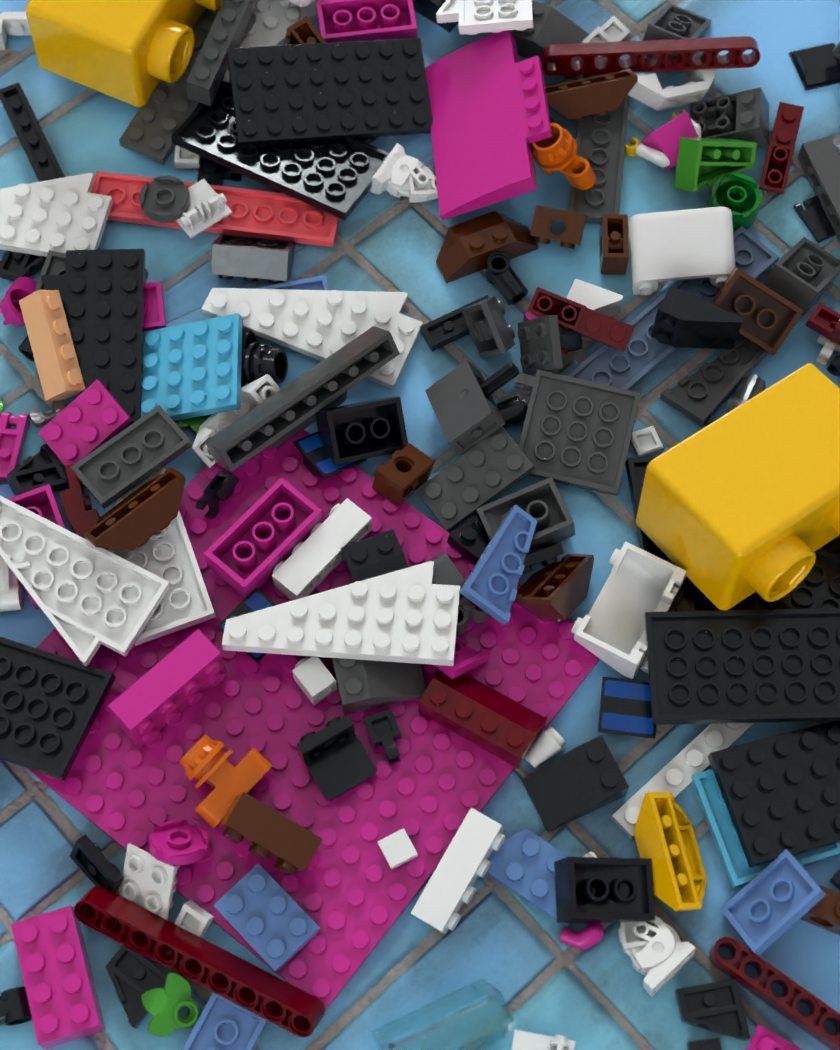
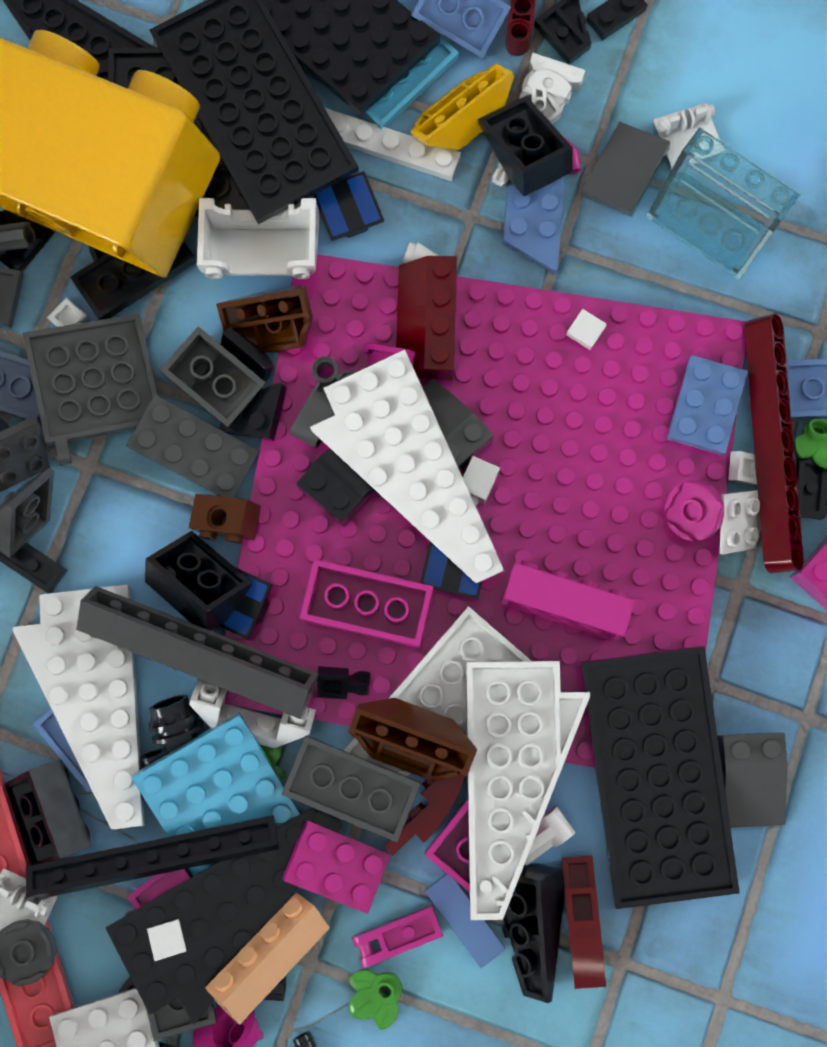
camera: 115 degrees left, 15 degrees up
(38, 472) = (414, 881): black wing -> none
(39, 417) = (348, 923): flat silver piece -> none
(95, 865) = (750, 568): black plate -> none
(108, 281) = (166, 939): none -> white tile
(171, 304) = (151, 858): none -> black plate
(208, 764) = (615, 508): orange beam -> none
(269, 834) = (649, 428): reddish brown brick -> none
(321, 551) = (347, 545): white brick -> none
(336, 758) = (540, 420): black bracket -> none
(383, 731) = (491, 394): black plate -> none
(458, 871) = (575, 269): white brick -> none
(466, 404) = (118, 492): dark grey piece -> none
(498, 570) = (294, 364): medium blue wing -> none
(512, 410) = (102, 457): black brick -> none
(537, 982) = (625, 169): none -> dark grey tile
(575, 784) = (441, 216): black slope -> none

